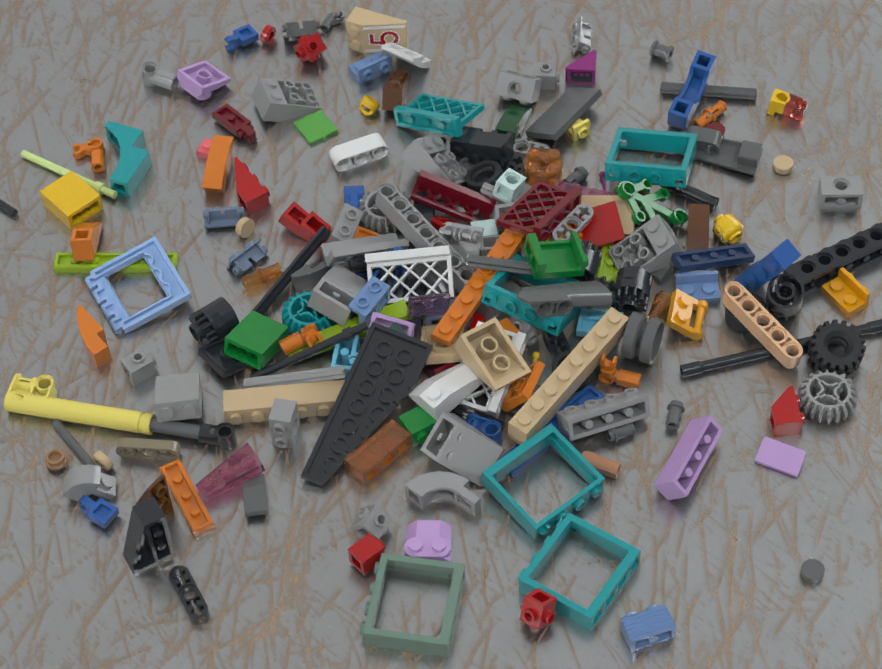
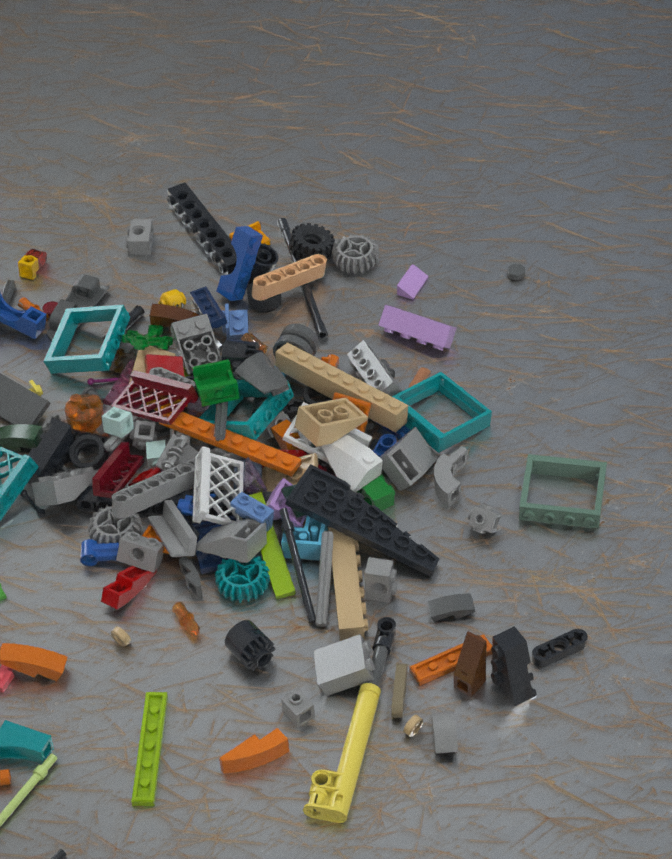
camera: 90 degrees left, 5 degrees down
(56, 459) = (409, 767): medium nougat plate -> none
(71, 200) = (57, 793): yellow brick -> none
(71, 441) = (392, 754): dark grey bar -> none
(85, 240) = (124, 763): orange slope -> none
(98, 512) = (471, 721): blue plate -> none
(163, 271) = (183, 692): light blue hinge -> none
(216, 218) = (102, 655): sand blue hinge -> none
(220, 362) = (290, 637): black plate -> none
(230, 473) = (427, 623): clear pink wing -> none
(240, 261) = (157, 633): sand blue hinge -> none
(249, 190) = (68, 637): red slope -> none
(255, 340) = (276, 610): green brick -> none
(283, 281) = (188, 593): black axle -> none
(295, 341) = (275, 567): orange bar -> none
(358, 152) = (32, 552): white beam -> none
(366, 553) = (517, 520): red brick -> none
(378, 453) = (409, 519): clear orange brick -> none
(429, 540) = (500, 487): lavender slope -> none
(538, 609) = (566, 411): red brick -> none
(585, 617) = (535, 372): teal window -> none
(647, 627) = (574, 355): medium blue brick -> none
(675, 409) = (370, 339): dark grey pin -> none
(680, 314) = (265, 327): light orange plate -> none
(783, 164) = (99, 270): tan tile -> none
(785, 415) = (371, 276): red slope -> none

